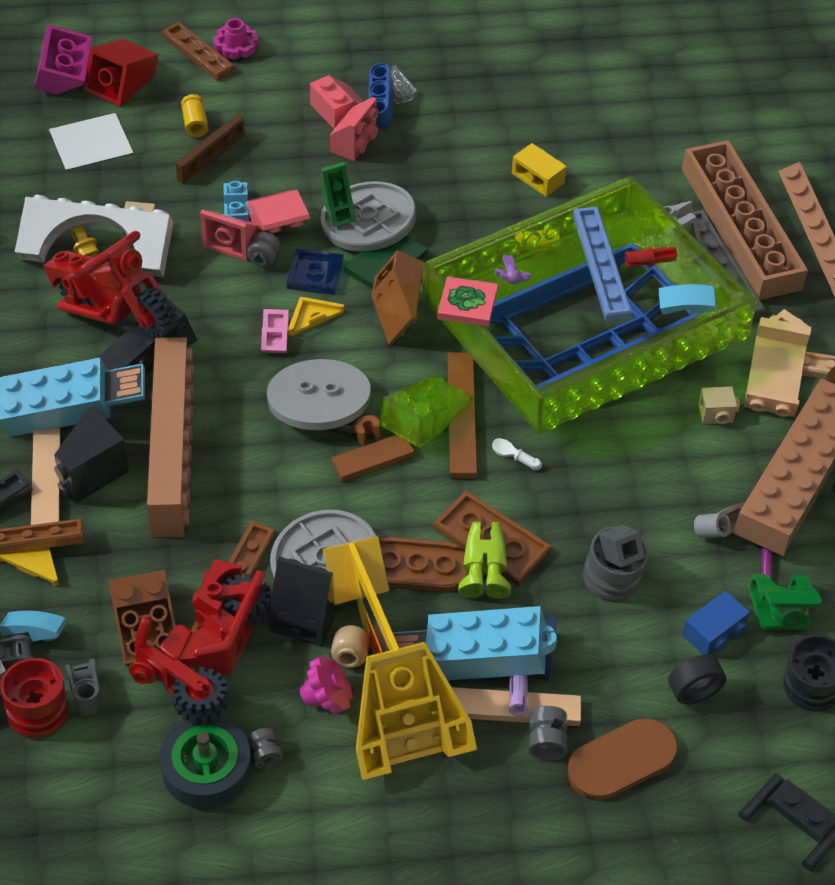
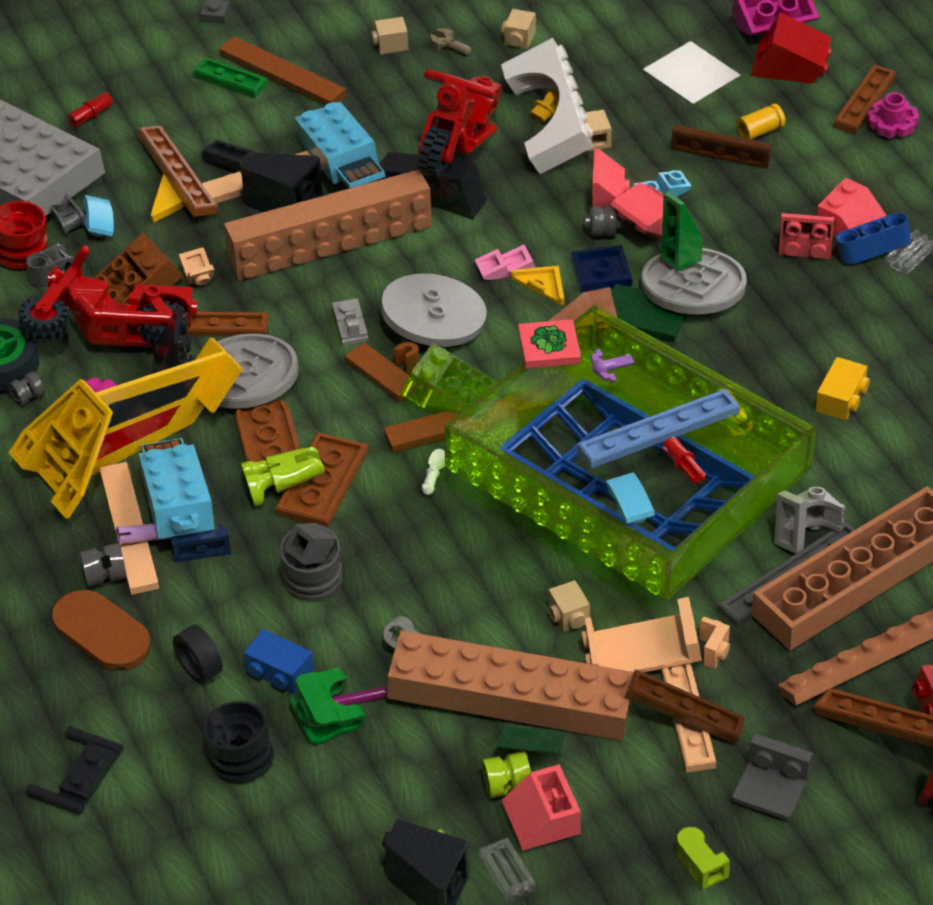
camera: 75 degrees right, 5 degrees down
(156, 558) = (196, 267): none -> light nougat bracket
(292, 462) = (350, 322): none -> light grey plate

